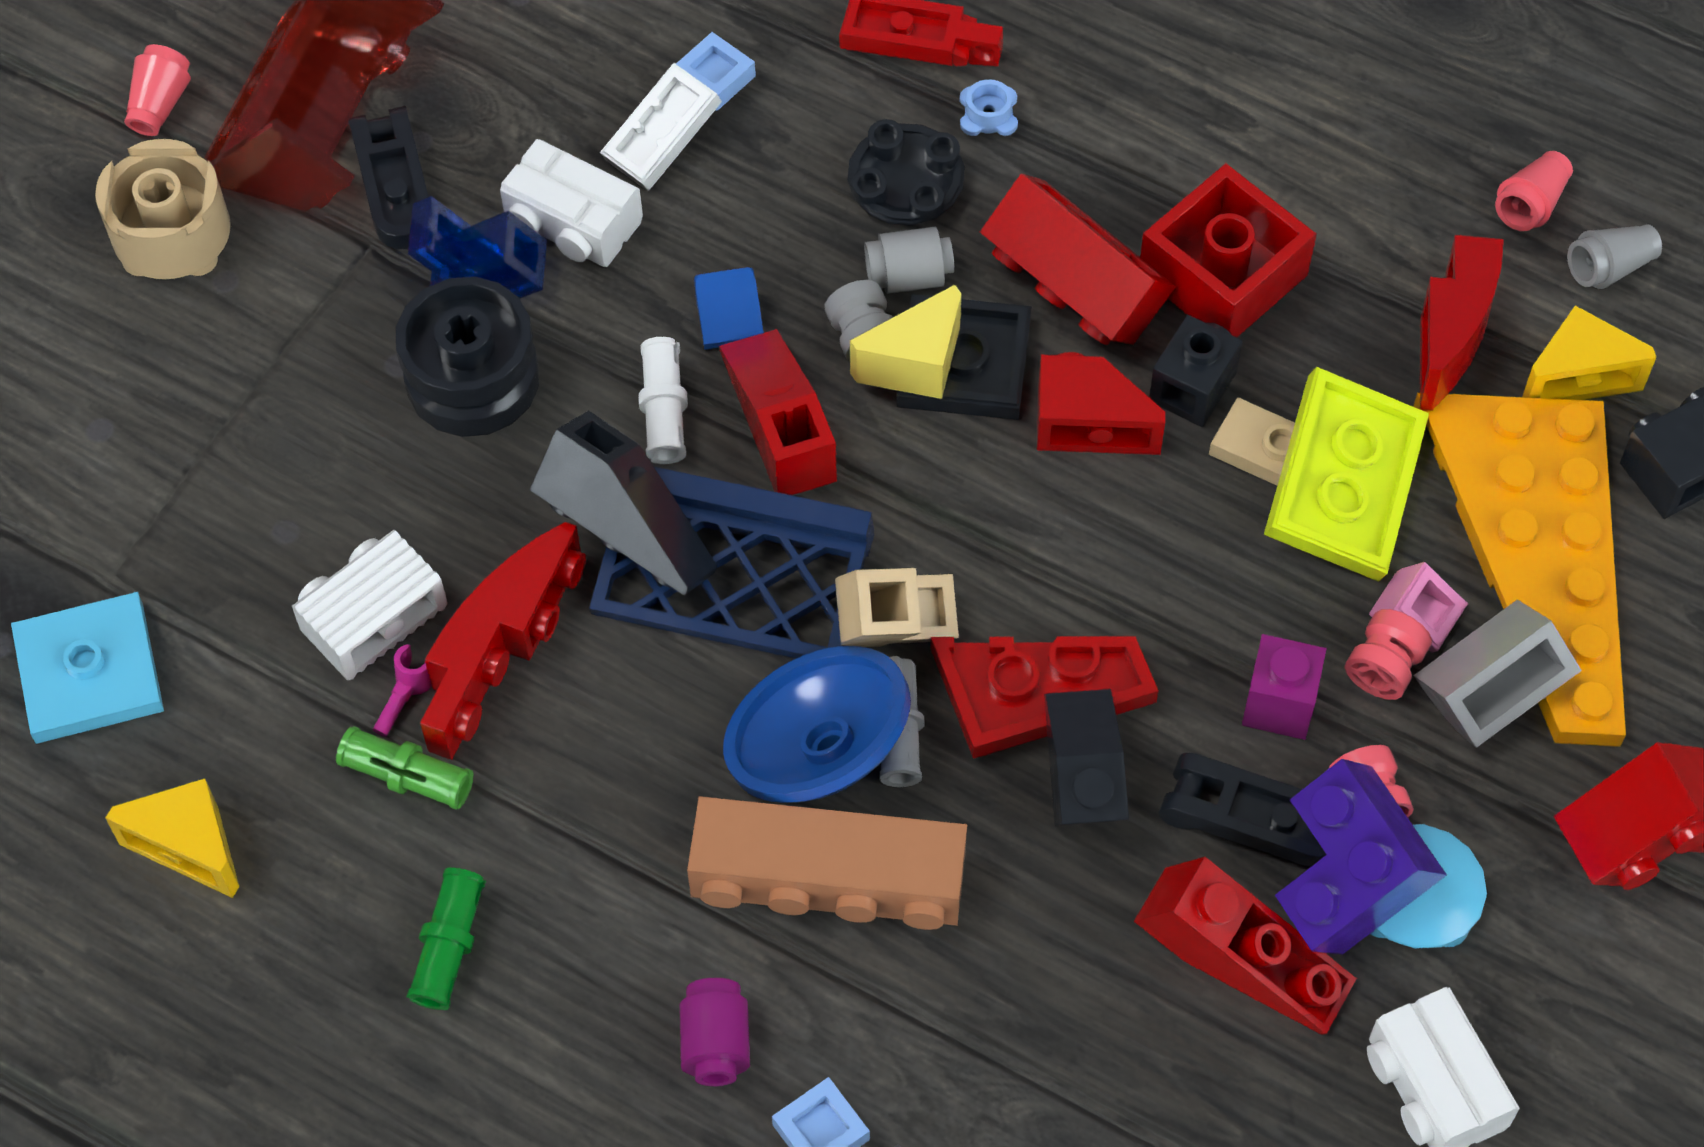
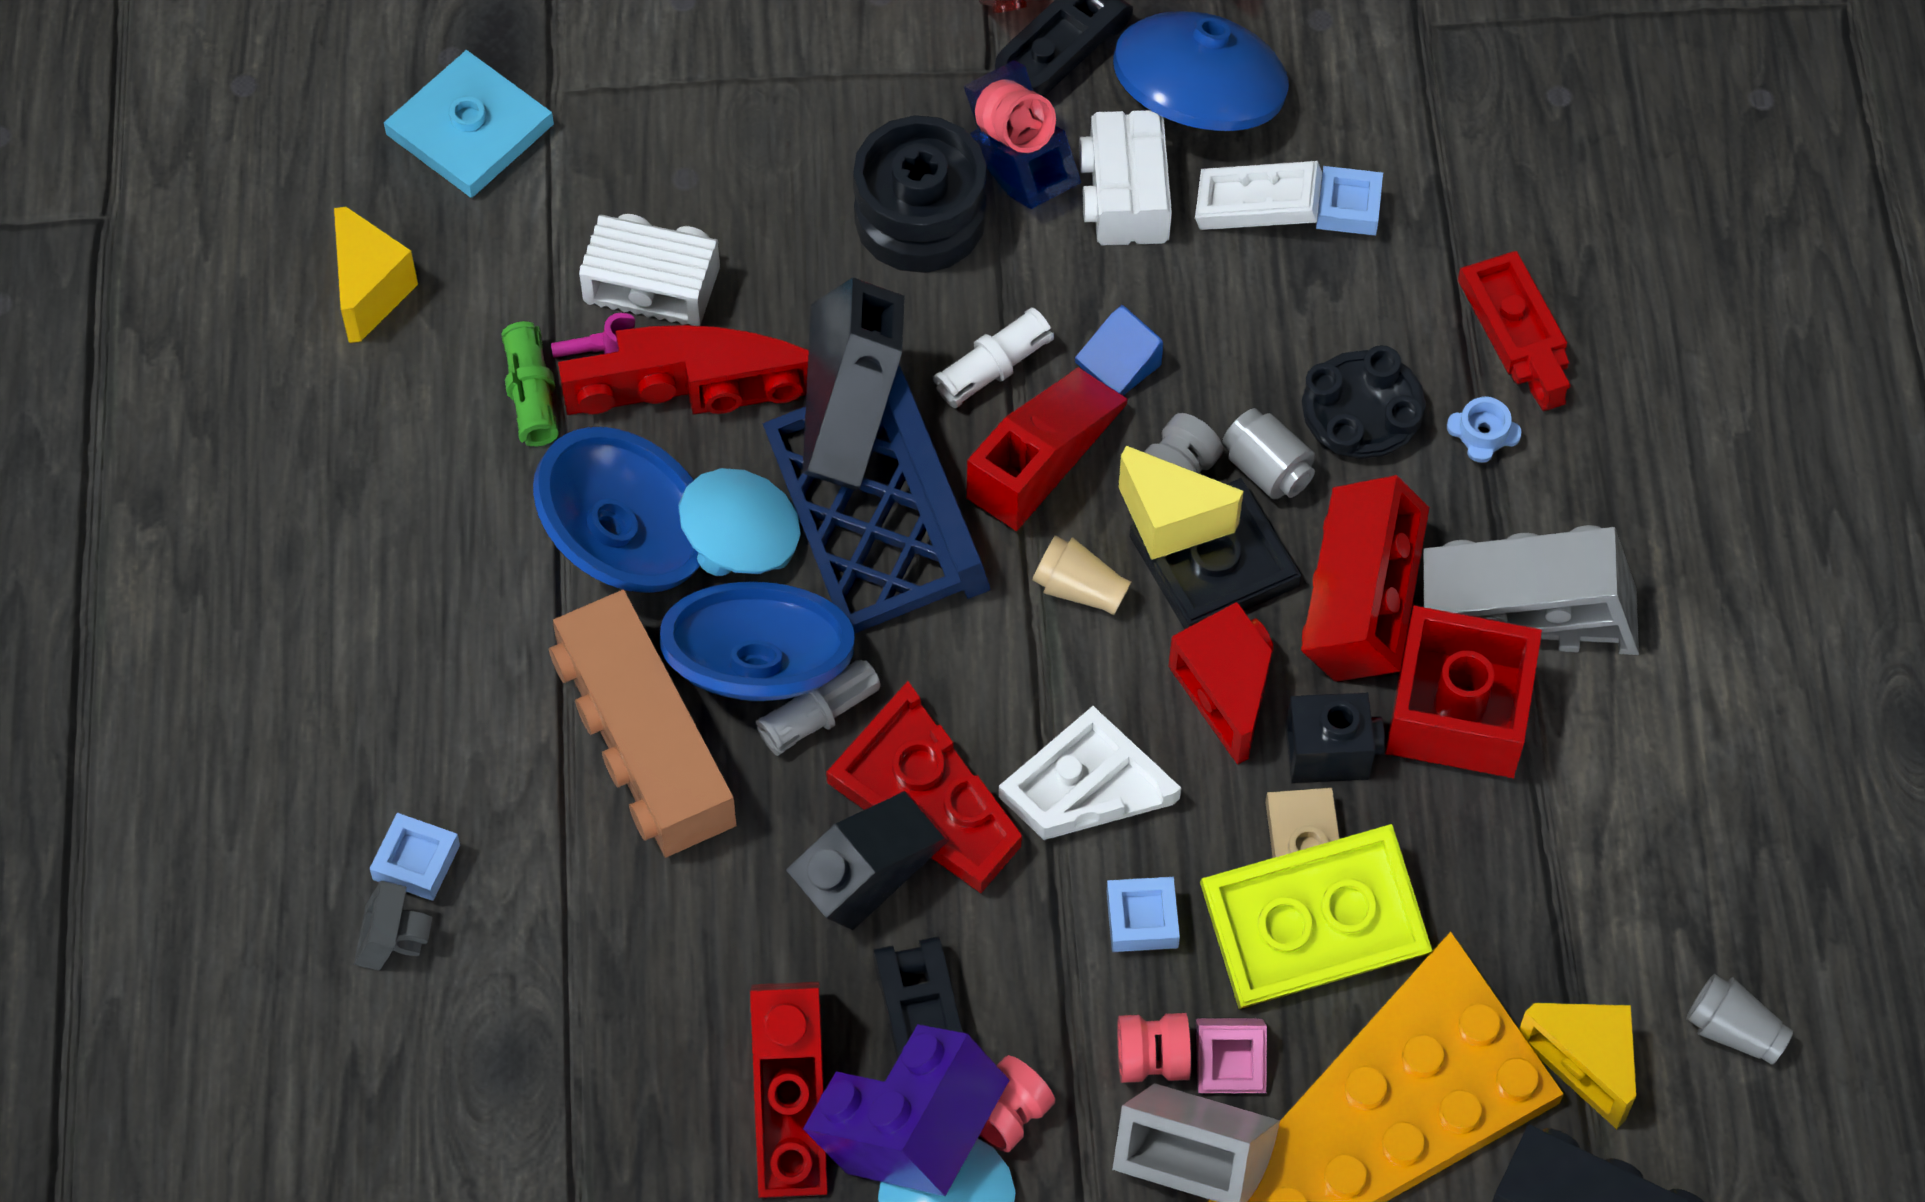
camera: 55 degrees right, 0 degrees up
(446, 938) = (402, 501): green pin -> none
(467, 234) = (1015, 116): none -> coral wheel
(513, 93) = (1201, 71): none -> blue dish
(608, 758) = (616, 508): none -> blue dish
(678, 679) = (738, 522): none -> medium azure dish
(714, 1031) = (445, 731): magenta brick -> none
(894, 607) = (908, 635): tan brick -> none
(915, 459) = (1080, 576): none -> tan cone
(1110, 562) = (1086, 780): none -> white wing
(1168, 151) = (1560, 582): none -> light grey wedge
(1260, 593) = (1142, 914): none -> light blue plate
(1284, 686) = (1056, 978): magenta brick -> none
(1456, 315) = (1548, 918): red slope -> none
(1533, 192) = (1755, 915): coral cone -> none

